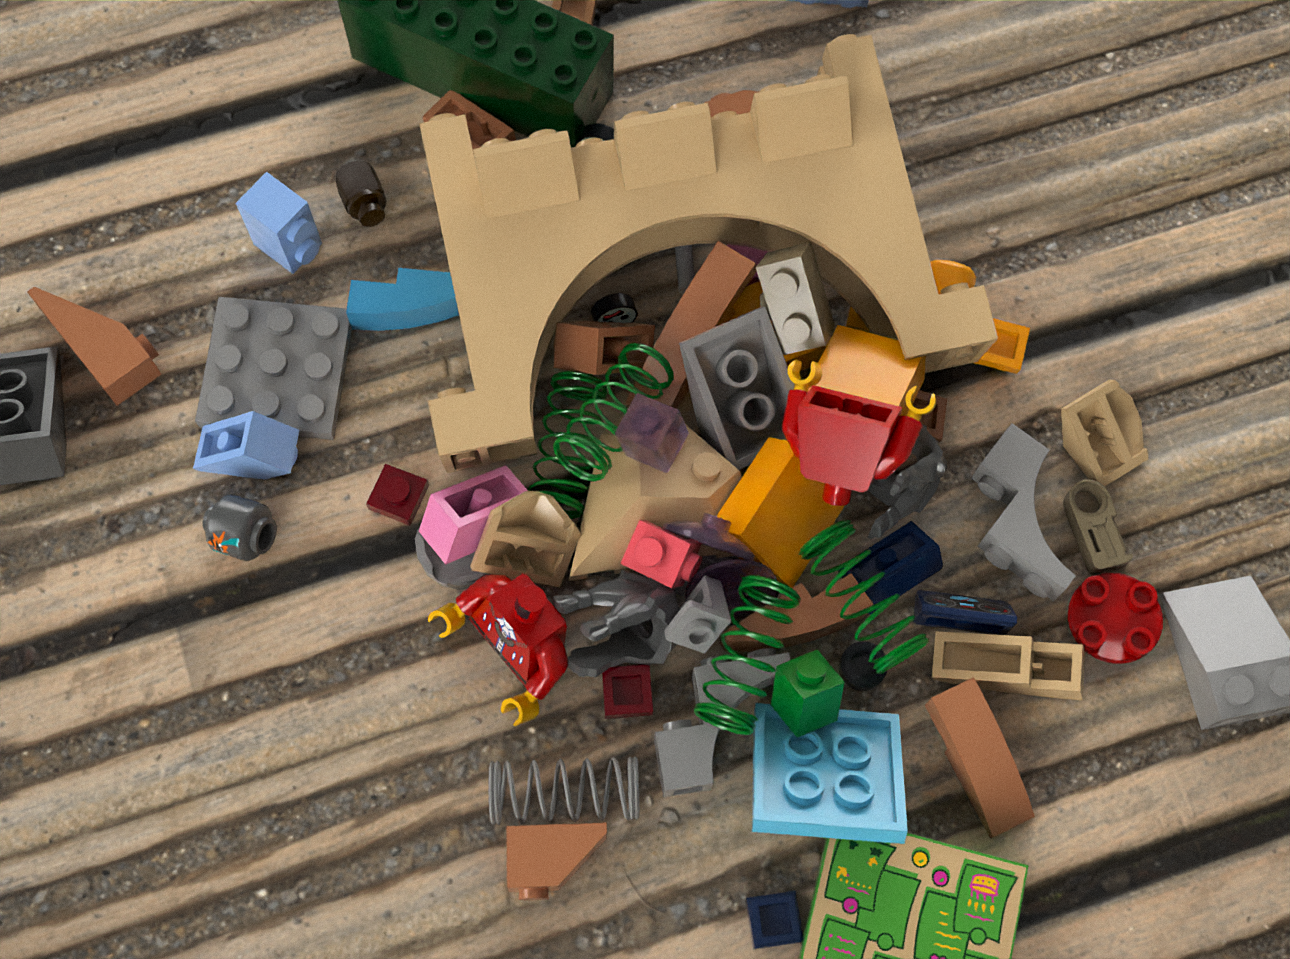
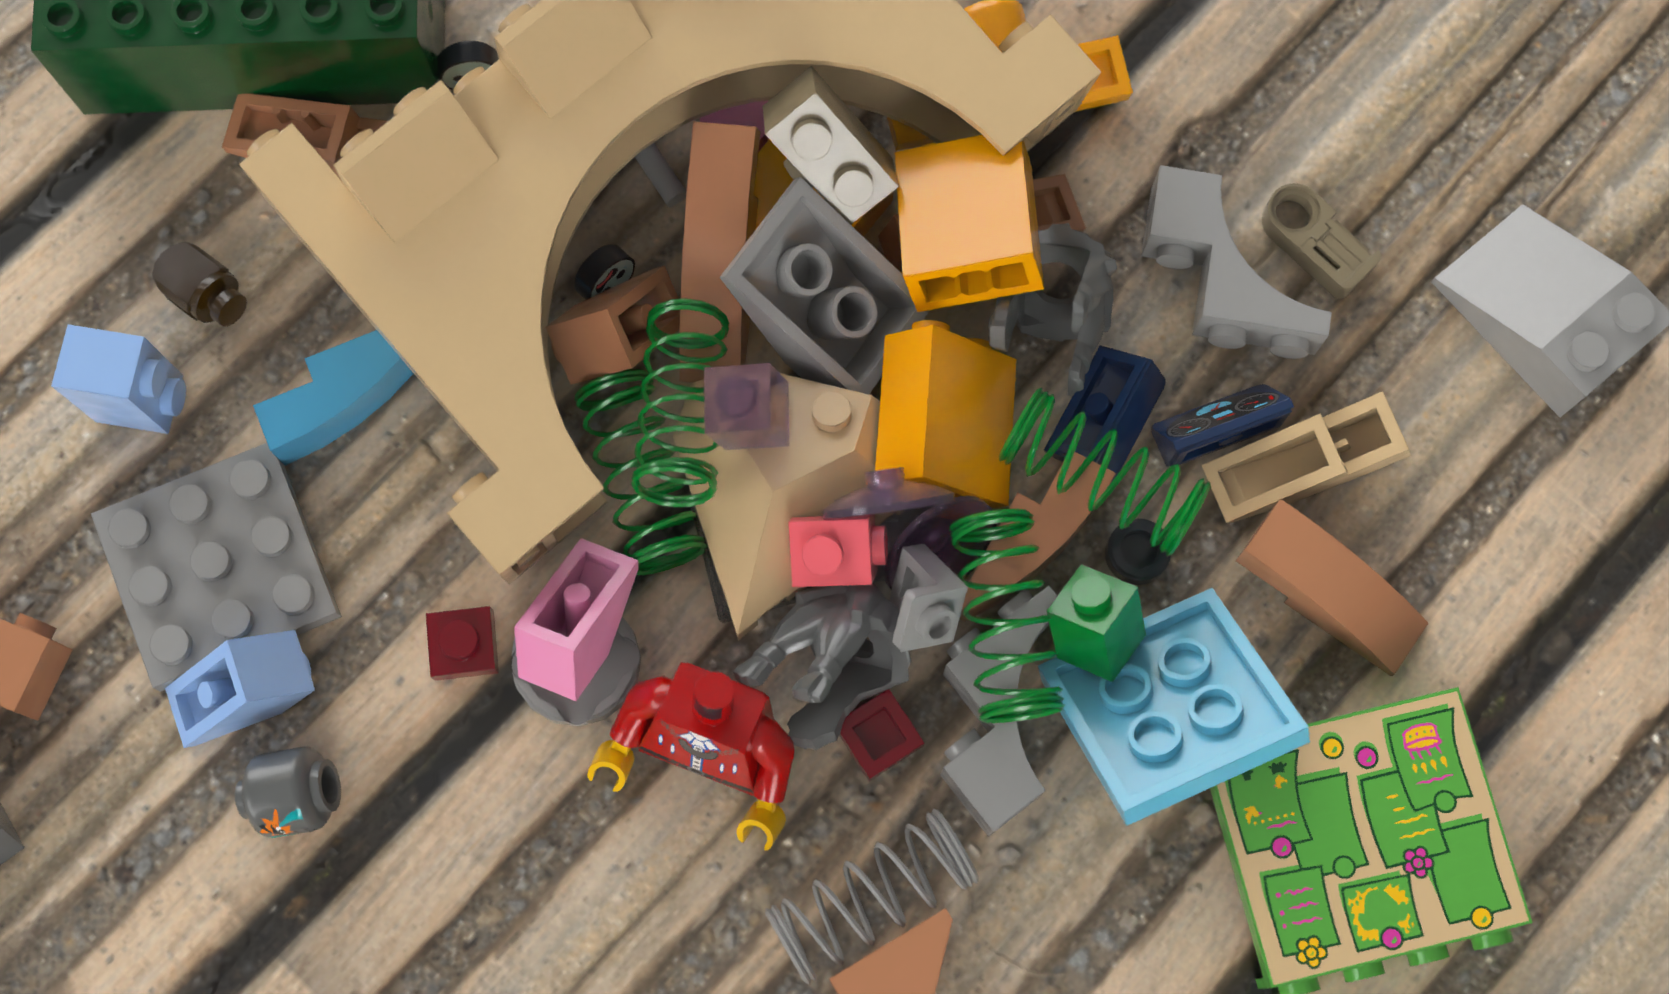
camera: 25 degrees left, 5 degrees up
(527, 537) = (660, 615): tan slope -> none
(774, 920) = (1197, 910): dark blue tile -> none
(846, 436) = (990, 289): red torso -> none
(1104, 433) = (1270, 121): tan slope -> none
(1115, 617) = (1397, 337): red dish -> none

